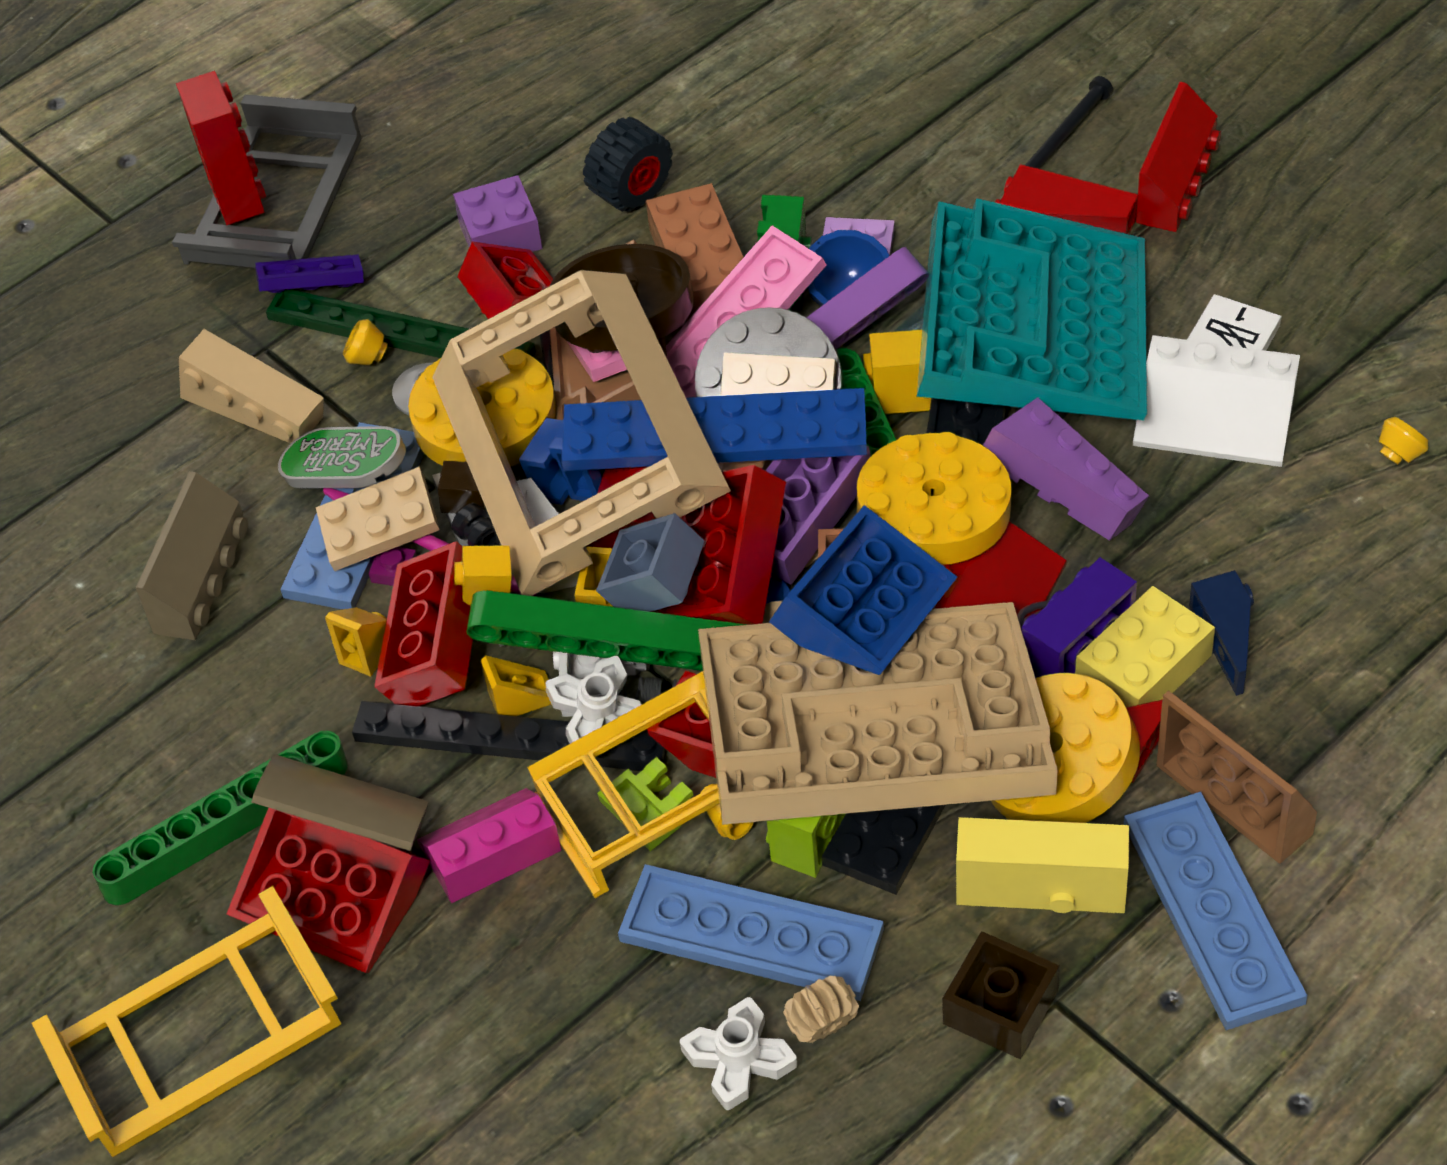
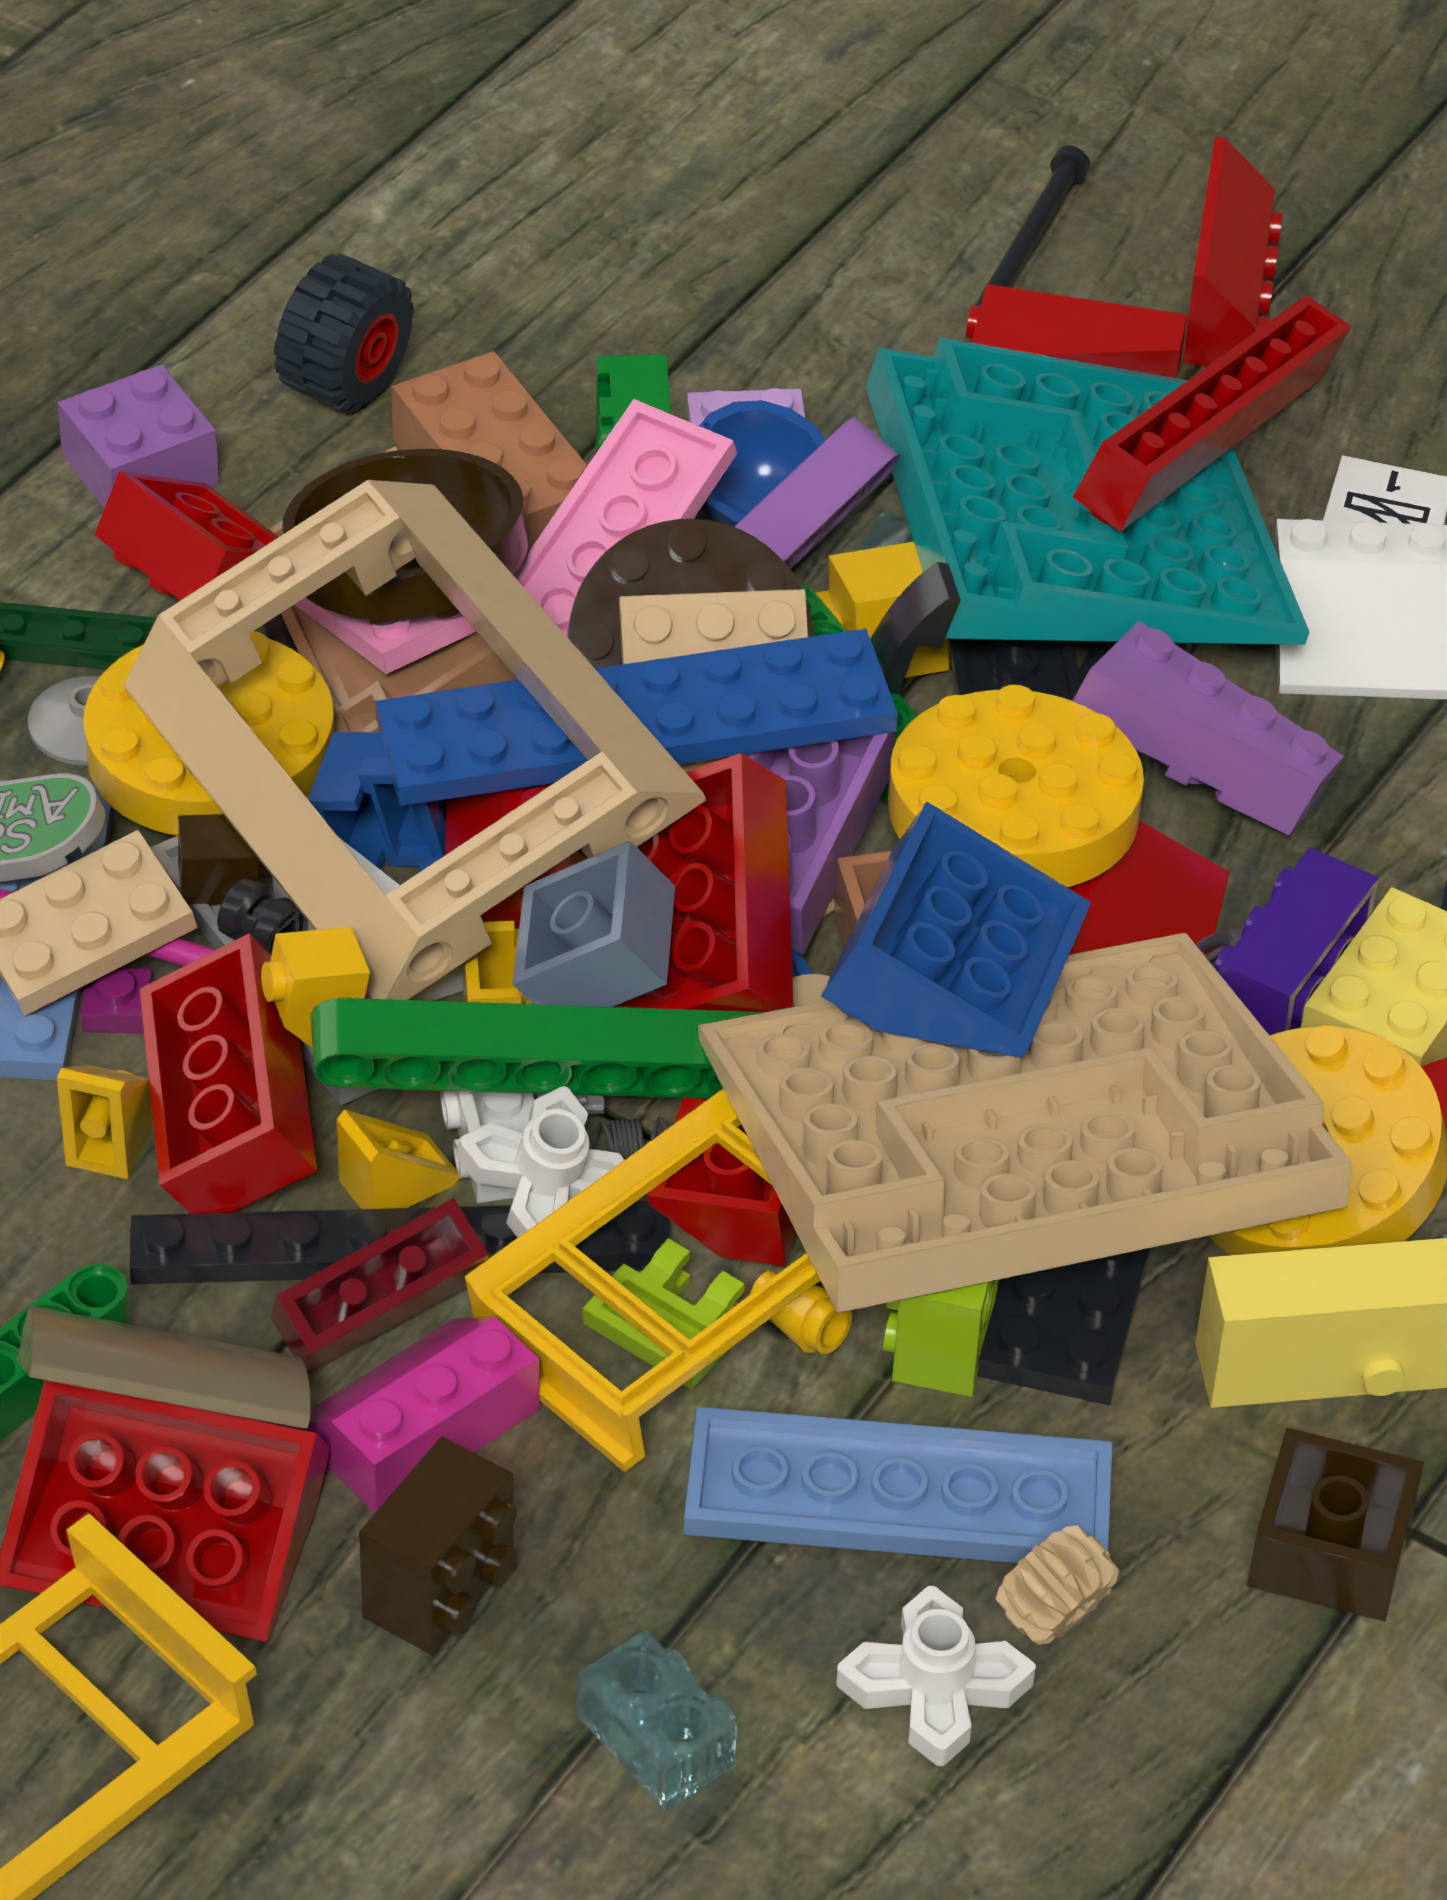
camera: 20 degrees left, 5 degrees down
(467, 931) = (438, 1546): none -> dark brown brick
(478, 765) = (378, 1286): none -> dark red brick
(563, 1057) = (646, 1726): none -> clear light blue brick
(900, 384) = (914, 619): none -> black slope
(1126, 263) = (1210, 413): none -> red brick

